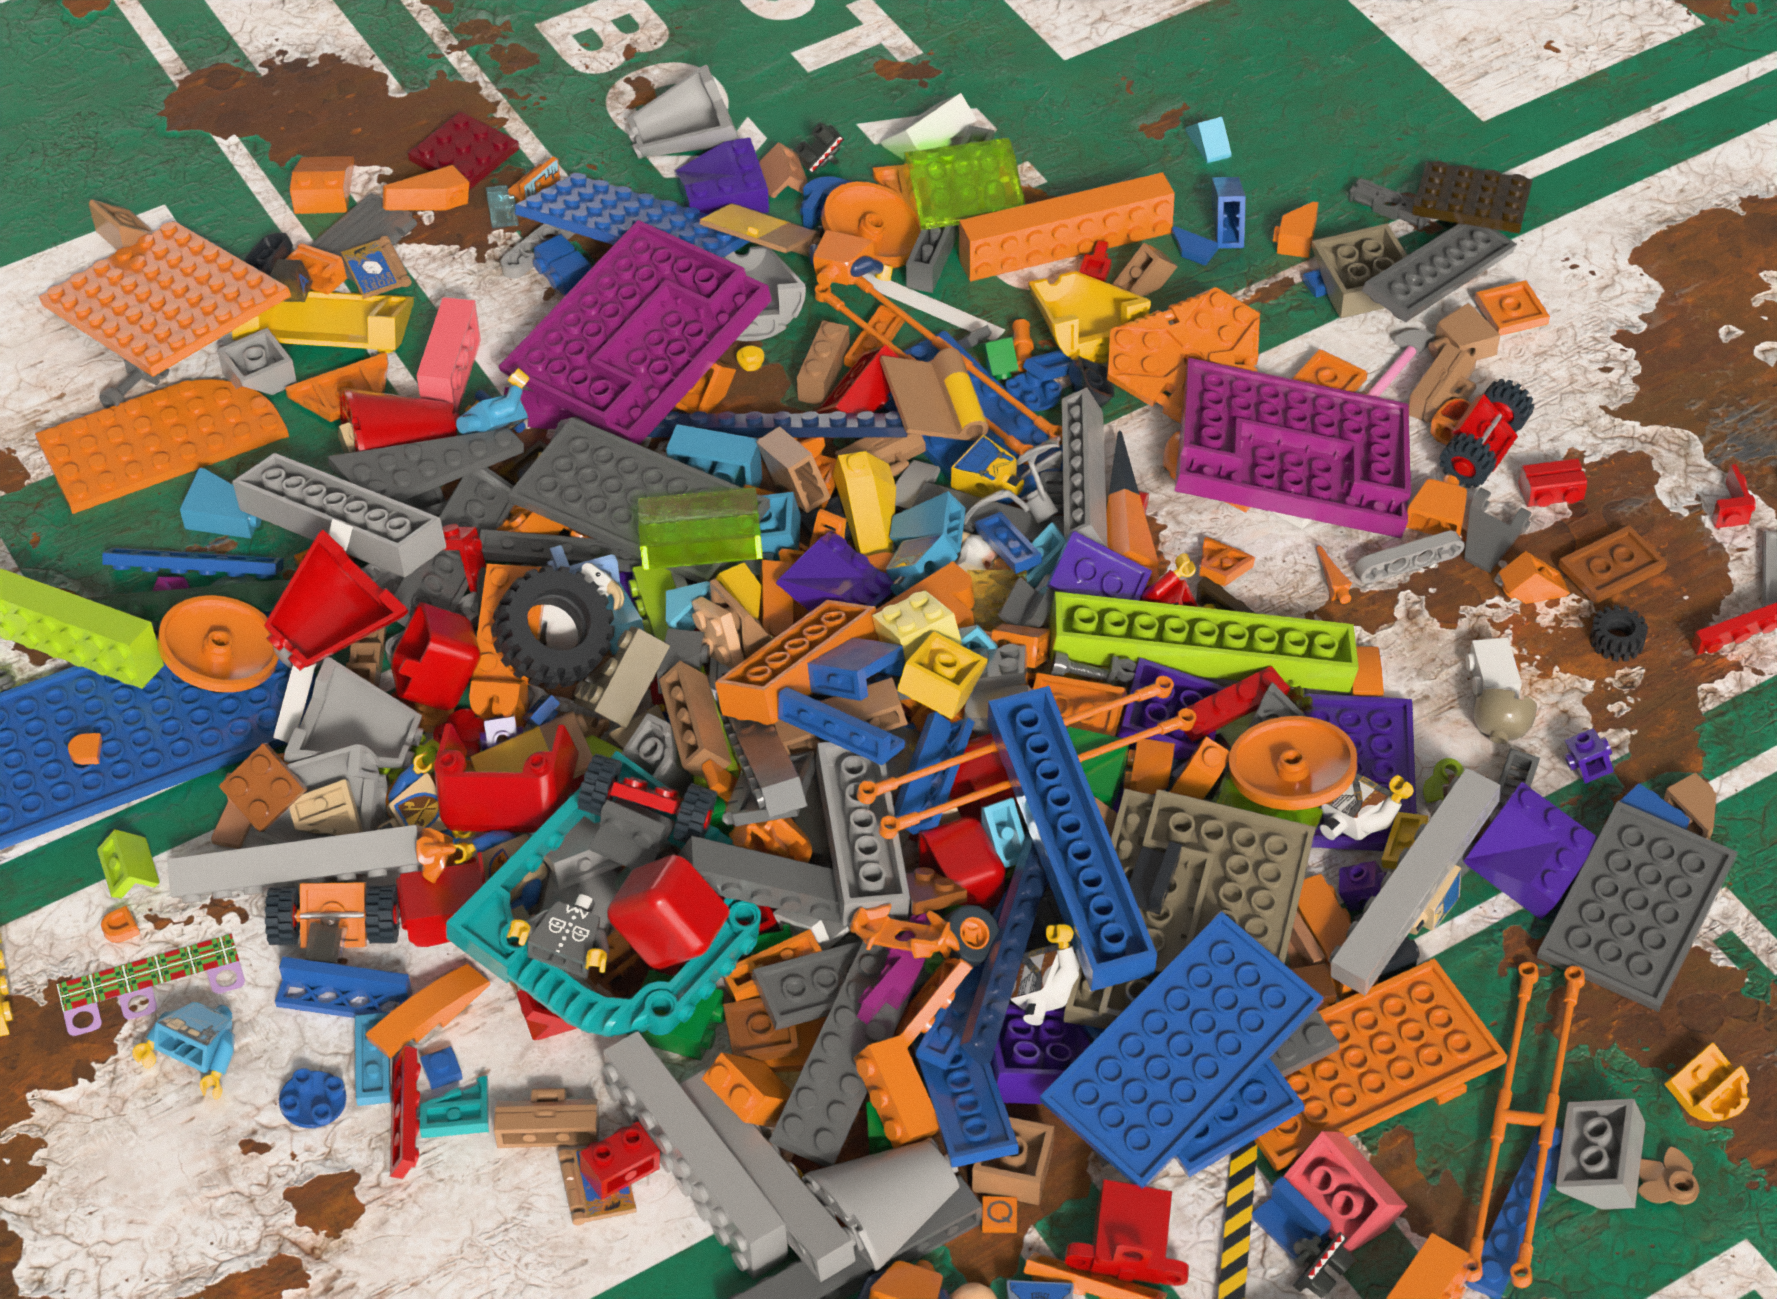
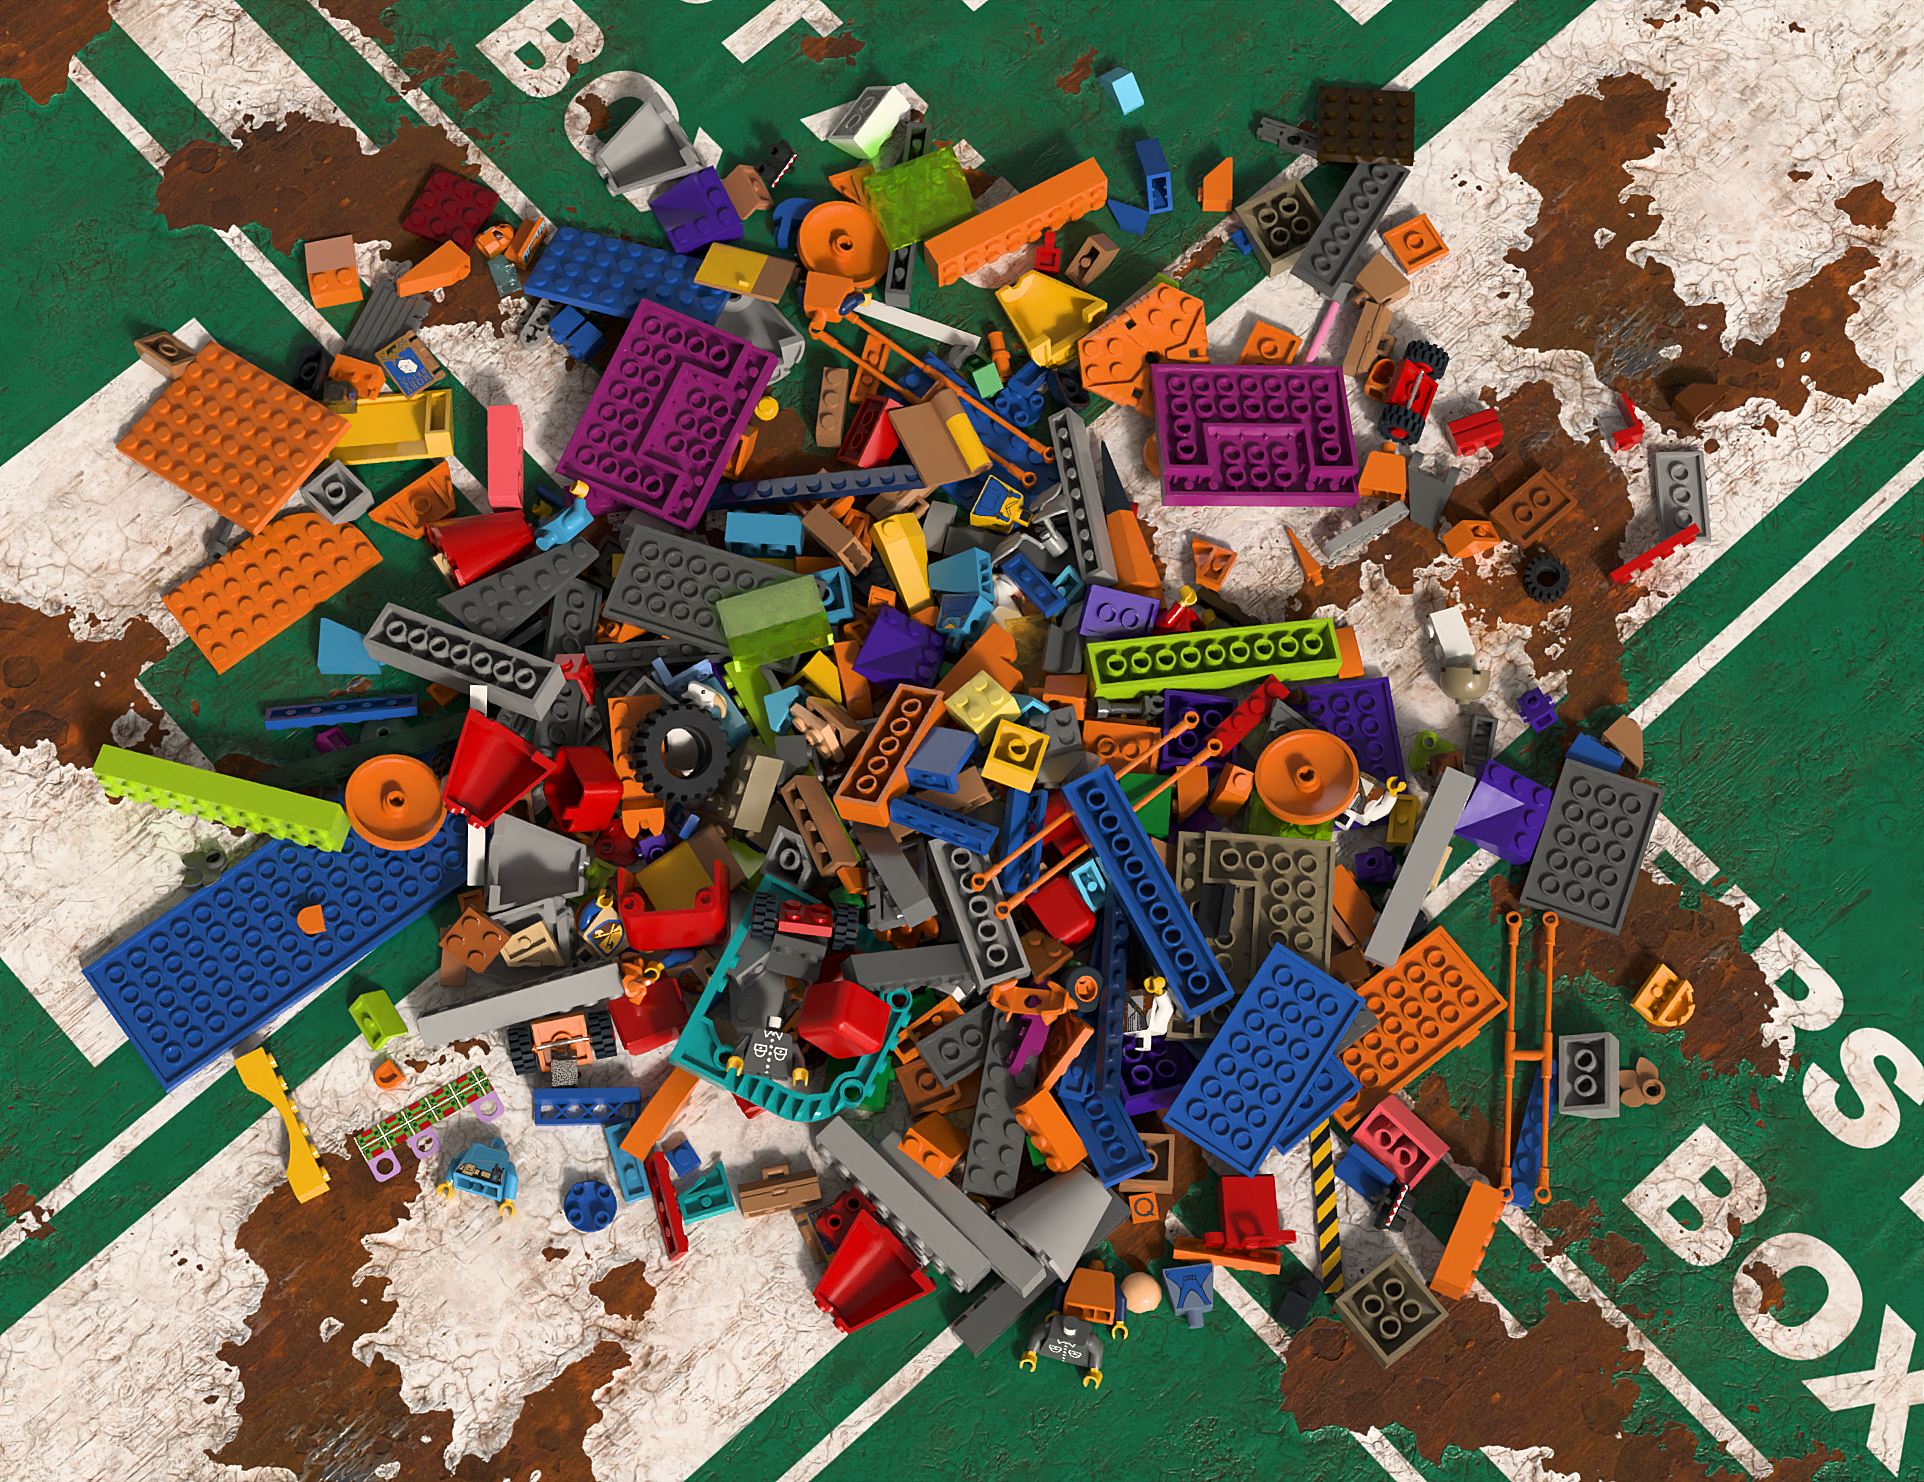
camera: 10 degrees left, 20 degrees up
(500, 174) = (495, 240): none -> orange rock
(630, 1223) = (870, 1275): none -> red cone

